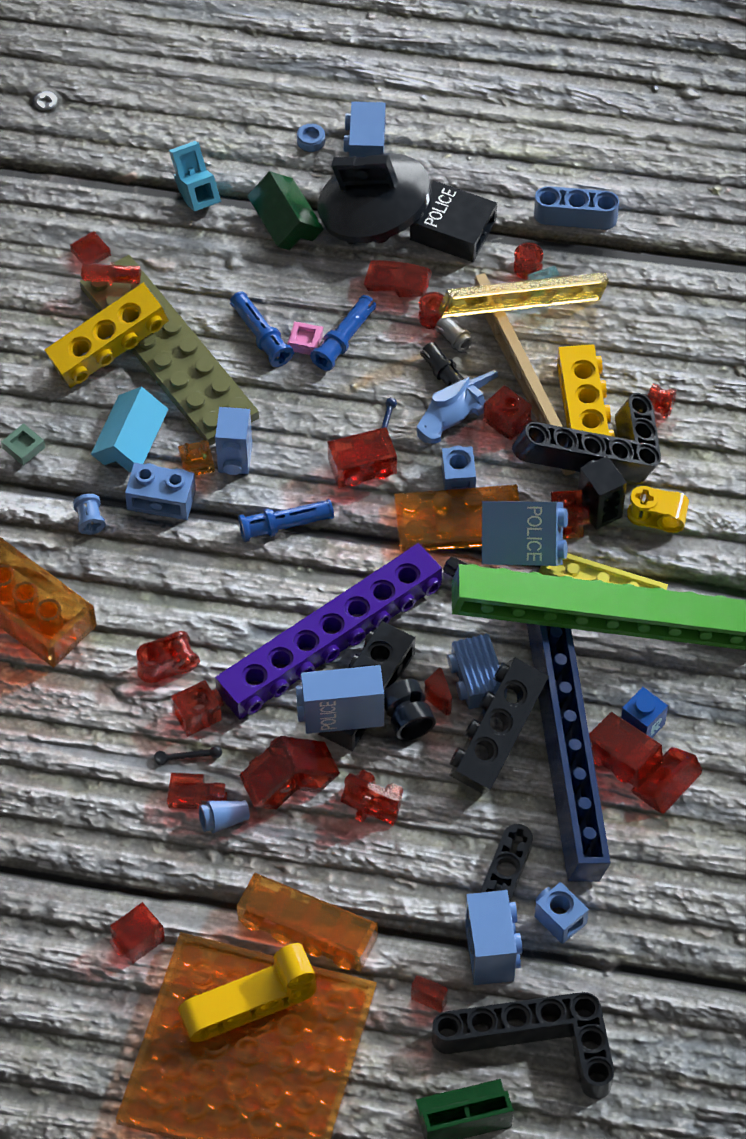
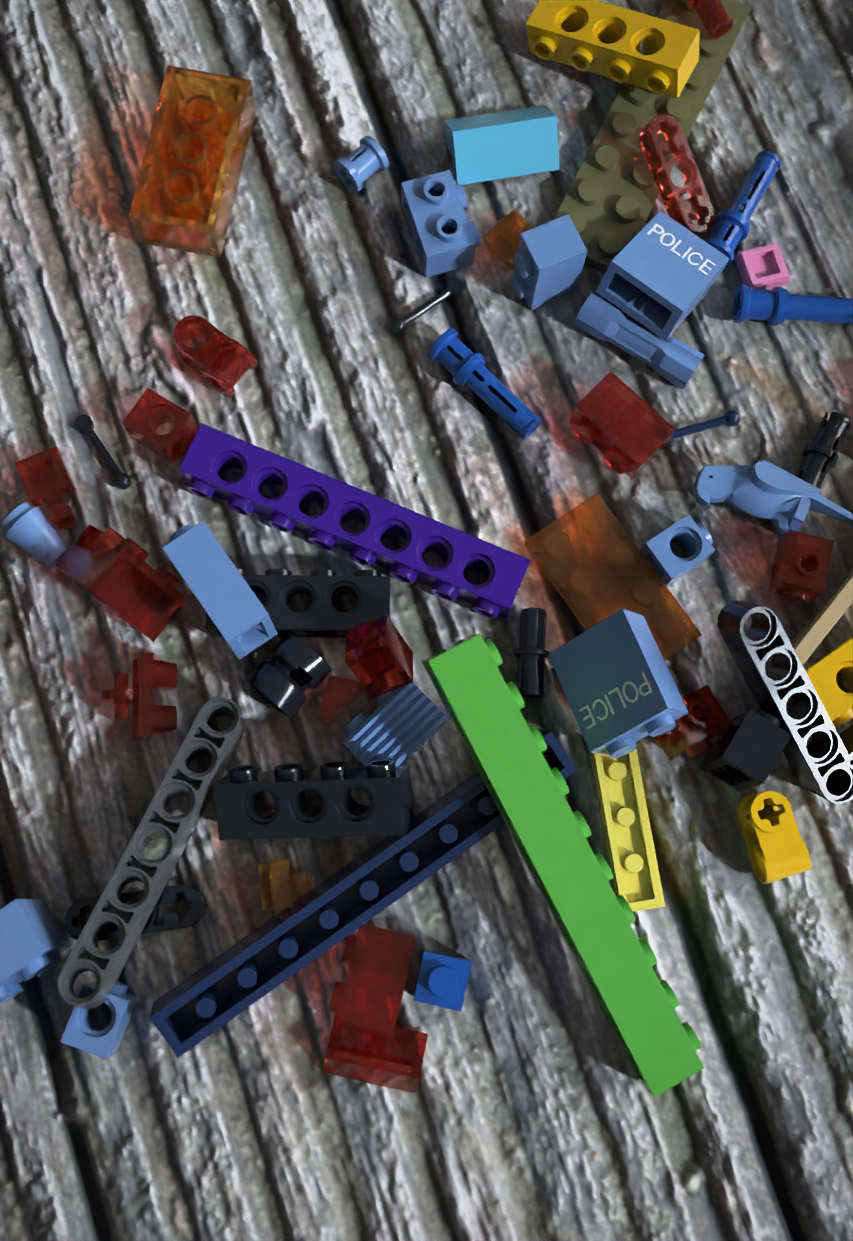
camera: 55 degrees right, 20 degrees up
(23, 444) = (414, 42): sand green plate -> none
(200, 344) = (683, 160): none -> clear red beam
(206, 507) = (454, 289): none -> black hinge
(281, 386) = (662, 275): none -> medium blue brick
(290, 432) = (668, 358): none -> medium blue axle
(429, 649) = (379, 656): none -> clear red brick
(479, 837) = (153, 873): none -> dark grey beam
(535, 777) = (279, 884): none -> clear orange tile

